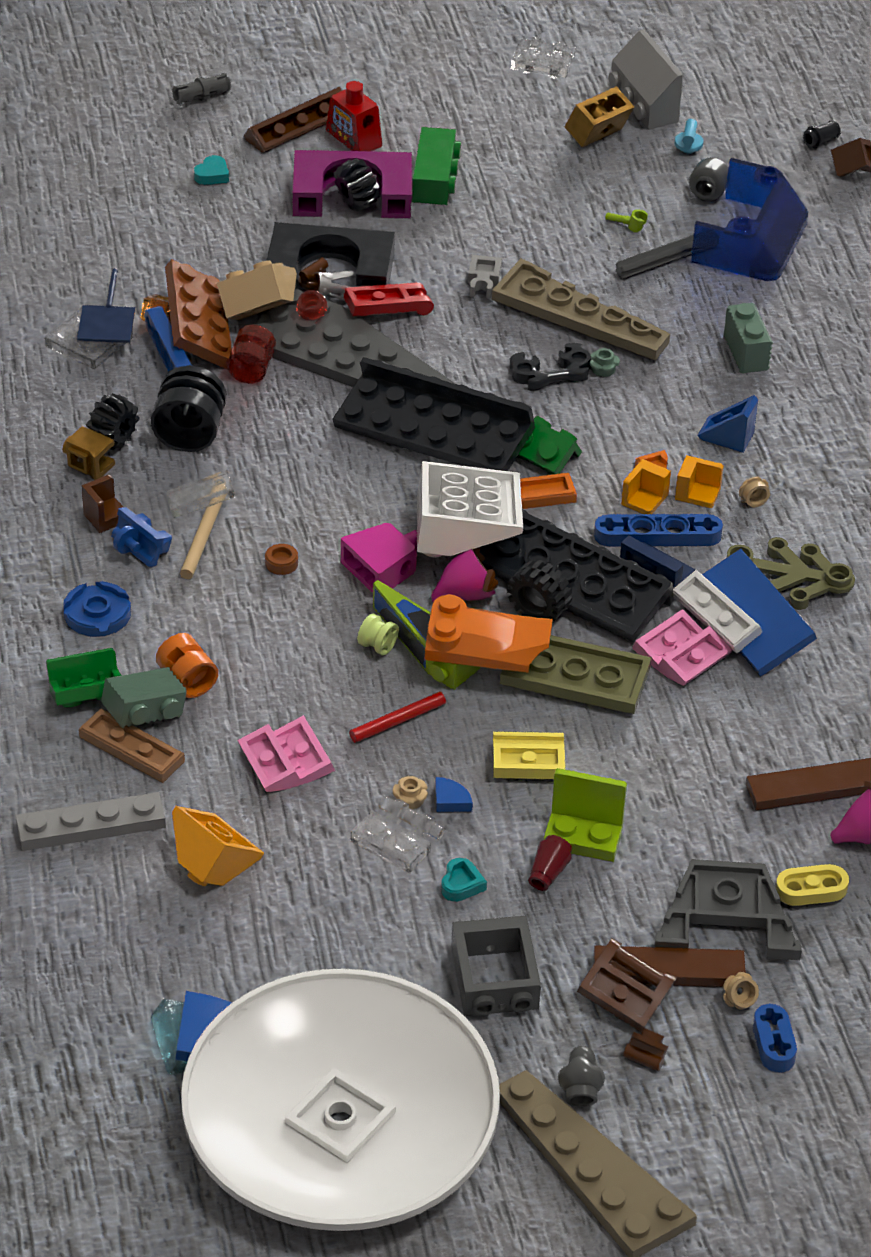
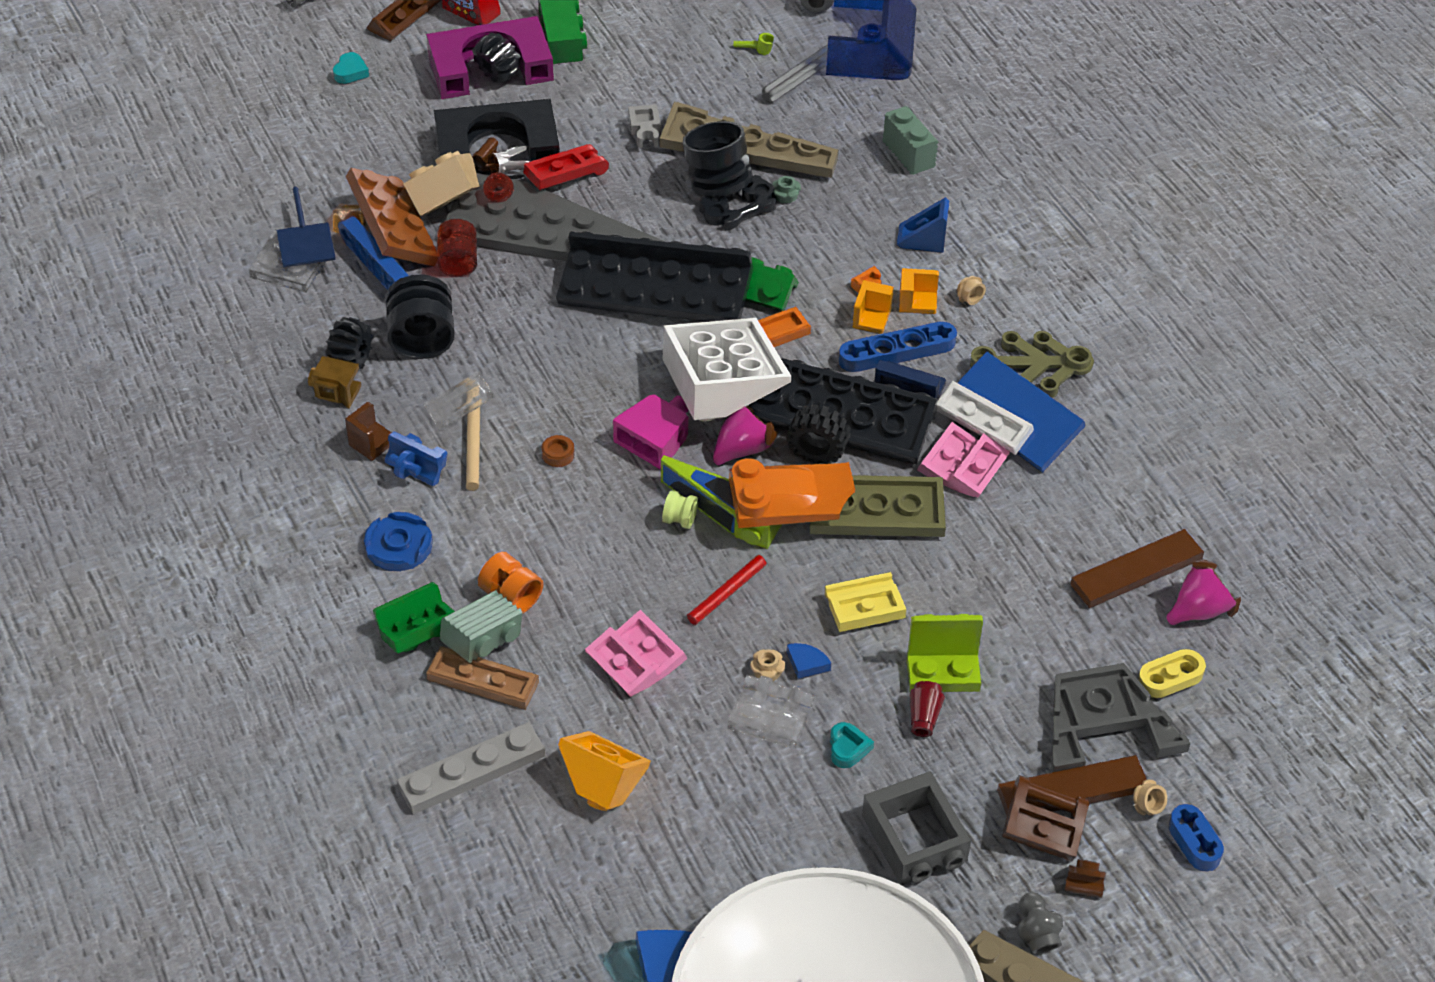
camera: 15 degrees left, 5 degrees up
(539, 318) = (717, 158): none -> black wheel

